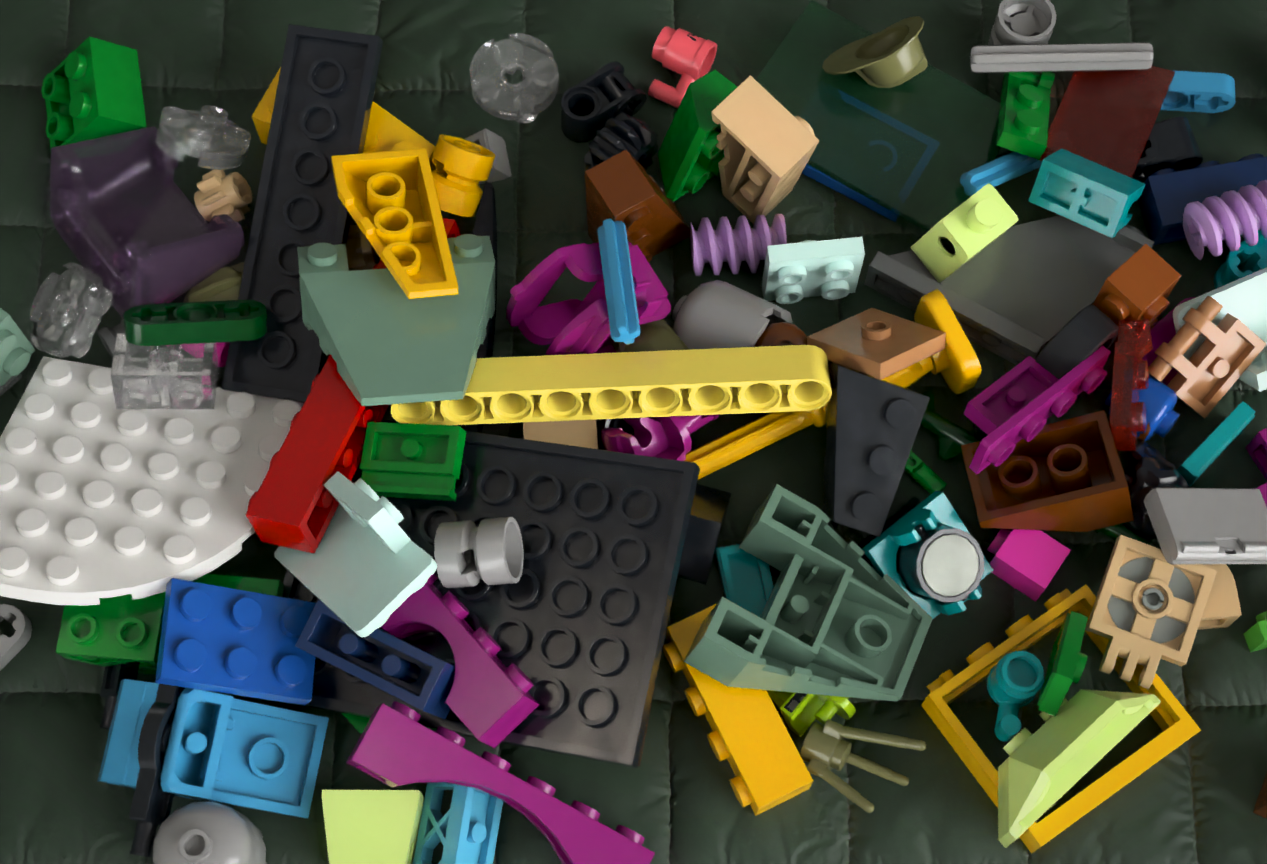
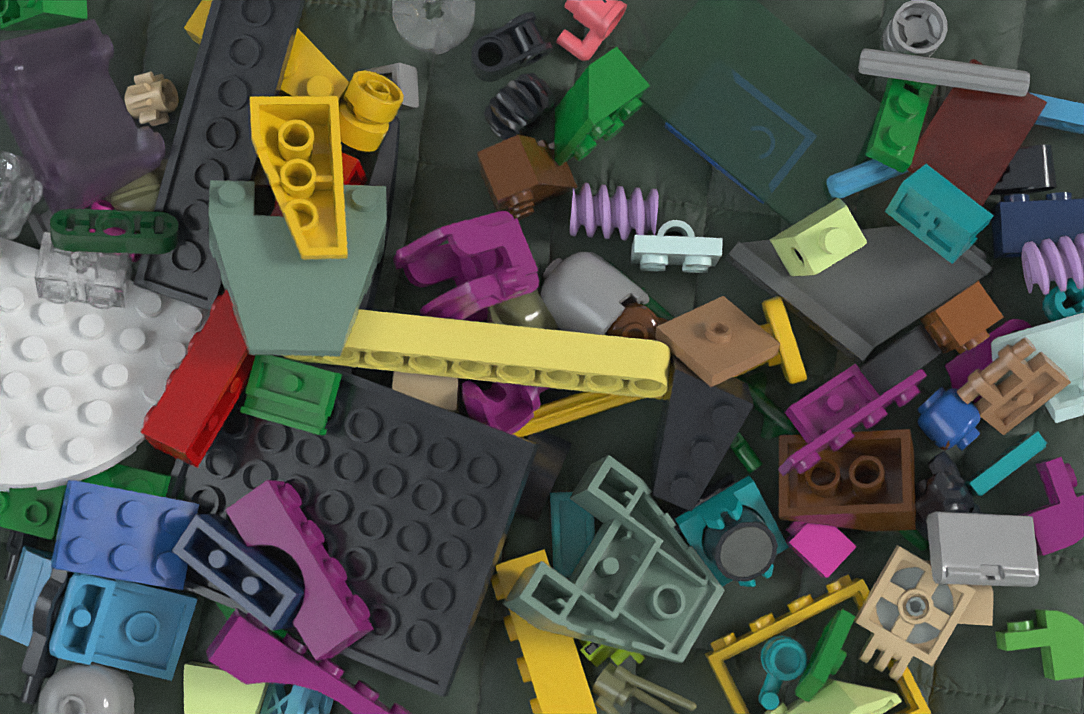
camera: 10 degrees right, 15 degrees up
(203, 135) = (119, 34): clear plate -> none
(363, 560) = (235, 489): light aqua bracket -> none
(473, 552) = (340, 493): light grey wheel -> none
(618, 281) = (492, 265): dark azure axle -> none
(761, 148) = (644, 136): tan wedge -> none
(884, 57) = (776, 46): olive piece -> none
(1129, 377) = (936, 404): clear red hinge -> none

